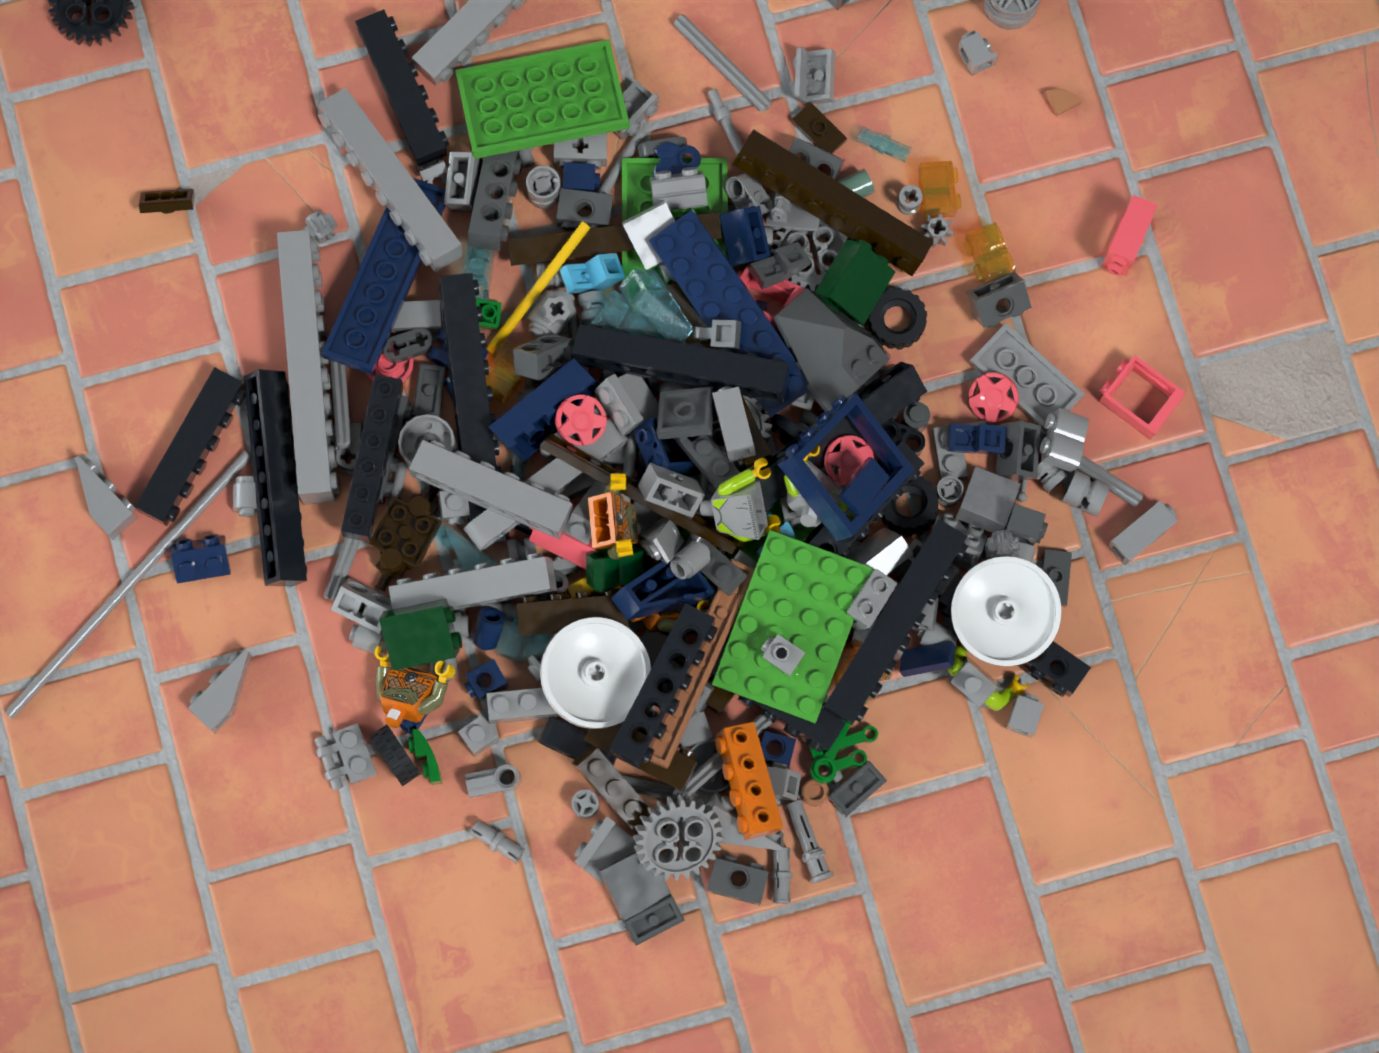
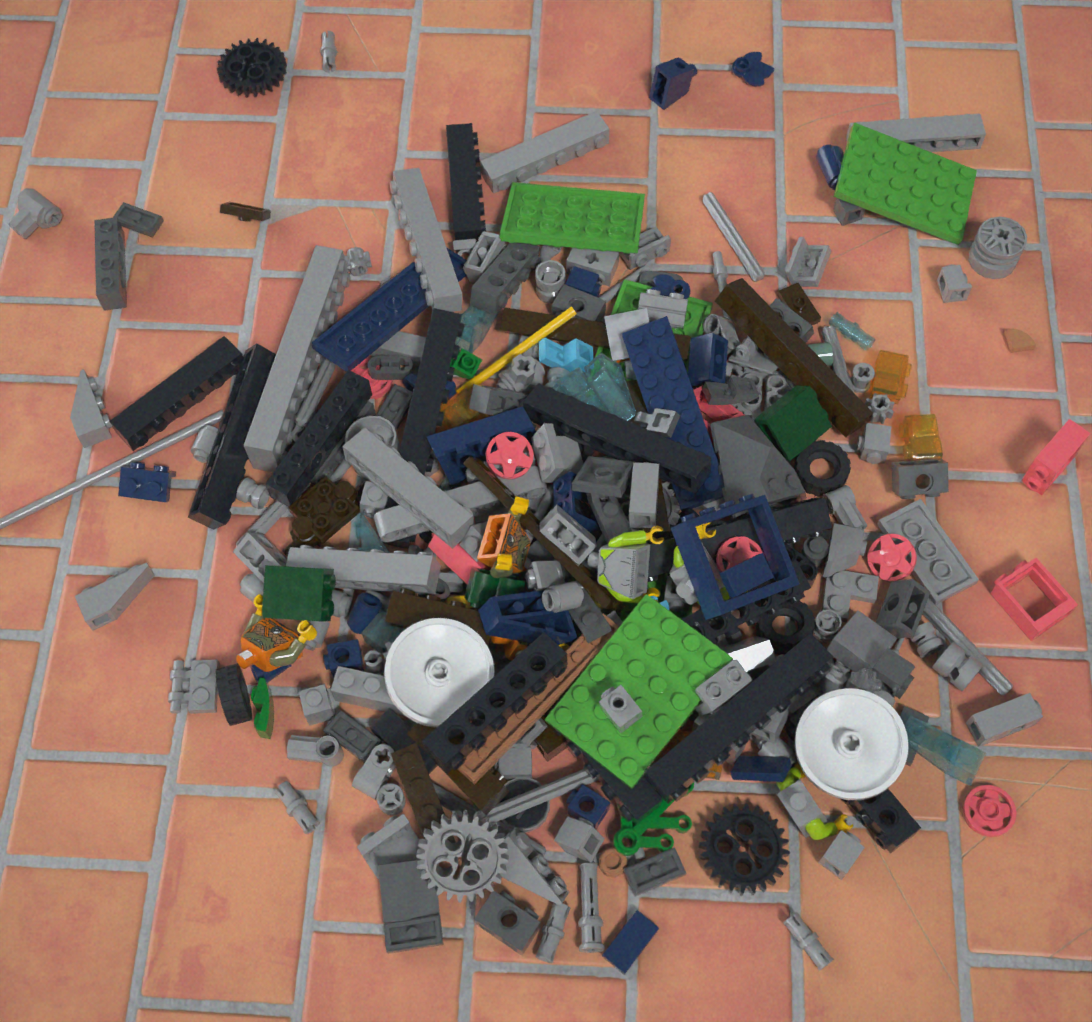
camera: 25 degrees right, 15 degrees down
(43, 315) = (110, 264): none -> dark grey brick
(47, 248) = (138, 219): none -> dark grey plate
(320, 535) = (251, 492): none -> light grey wheel
(520, 683) = (374, 663): none -> light grey pin
(523, 755) = (352, 736): none -> dark grey plate
(560, 787) = (373, 772): none -> light grey piece
(748, 780) = (549, 825): orange brick -> none
(855, 860) = (630, 942): none -> dark blue tile
(881, 189) = (839, 366): none -> light grey axle
(920, 761) = (725, 864): none -> black gear
(927, 352) = (842, 504): none -> light grey piece
(943, 273) = (874, 443): none -> light grey brick
(944, 402) = (844, 549): none -> light grey slope
(976, 439) = (865, 587): dark blue slope -> none
(1016, 805) = (808, 941): none -> light grey pin
(1064, 439) = (949, 610): light grey brick -> none
(1092, 583) = (944, 750): none -> clear light blue slope
(1150, 626) = (989, 811): none -> coral wheel

